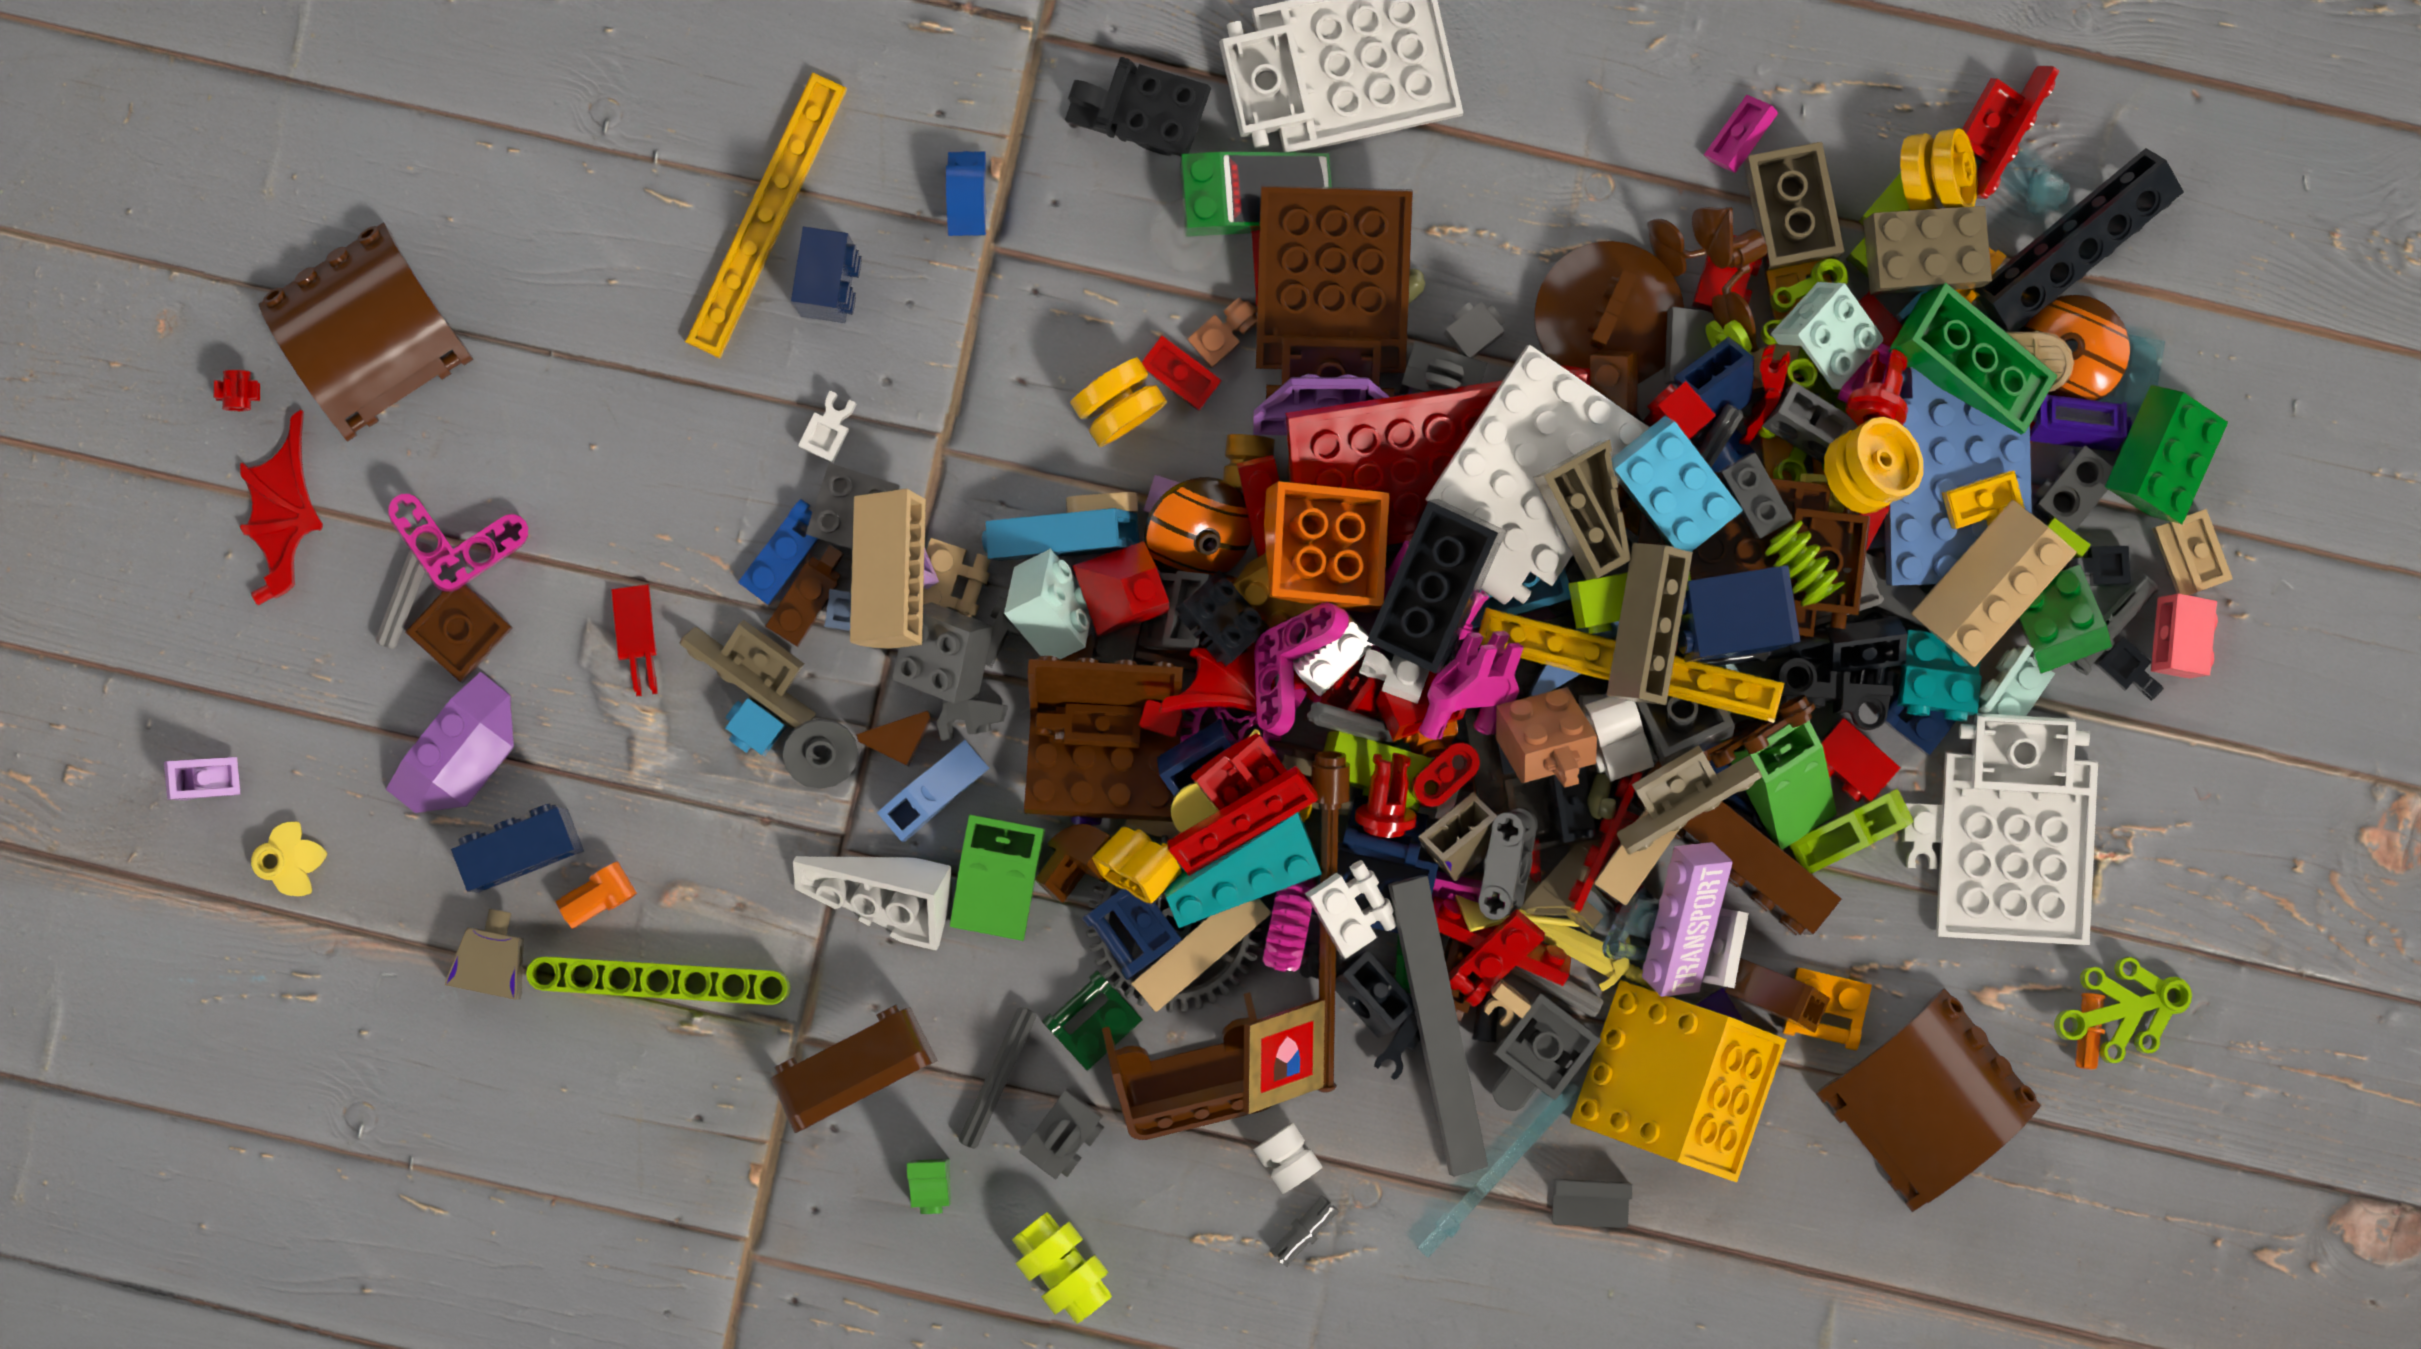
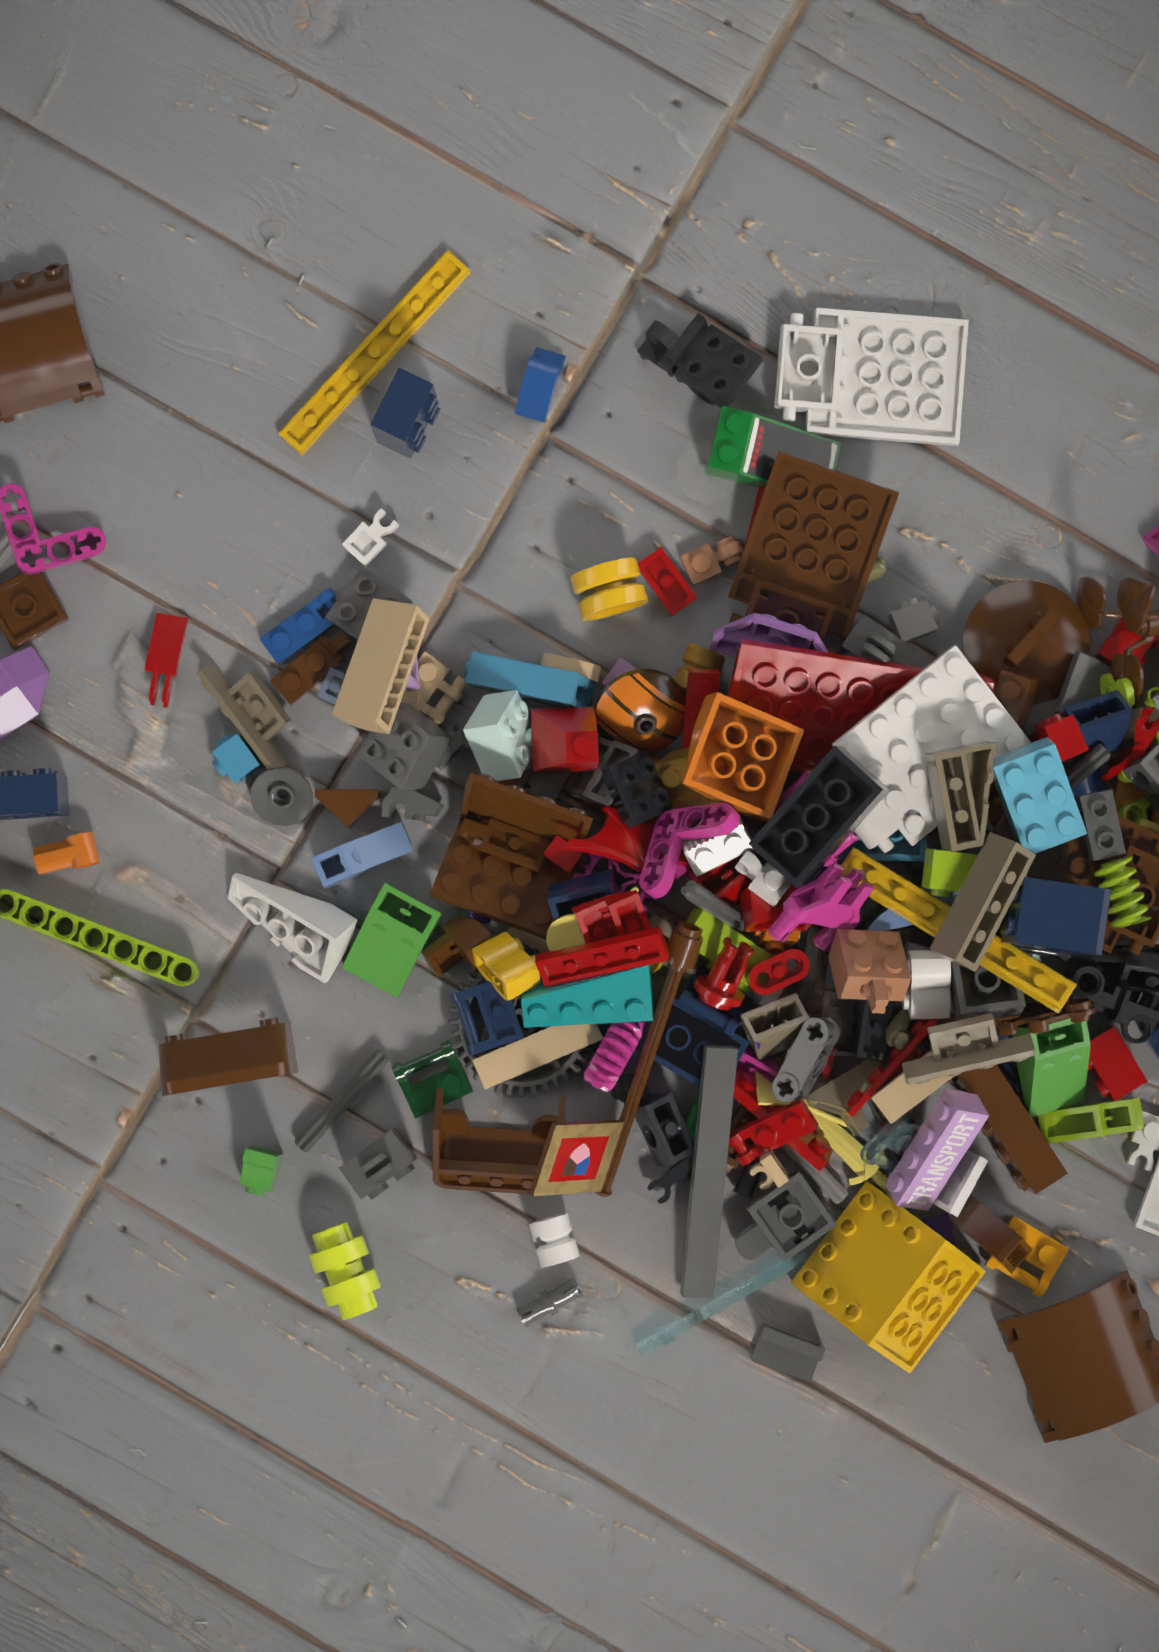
camera: 20 degrees right, 0 degrees up
(1341, 914) = (659, 1060): white plate -> none

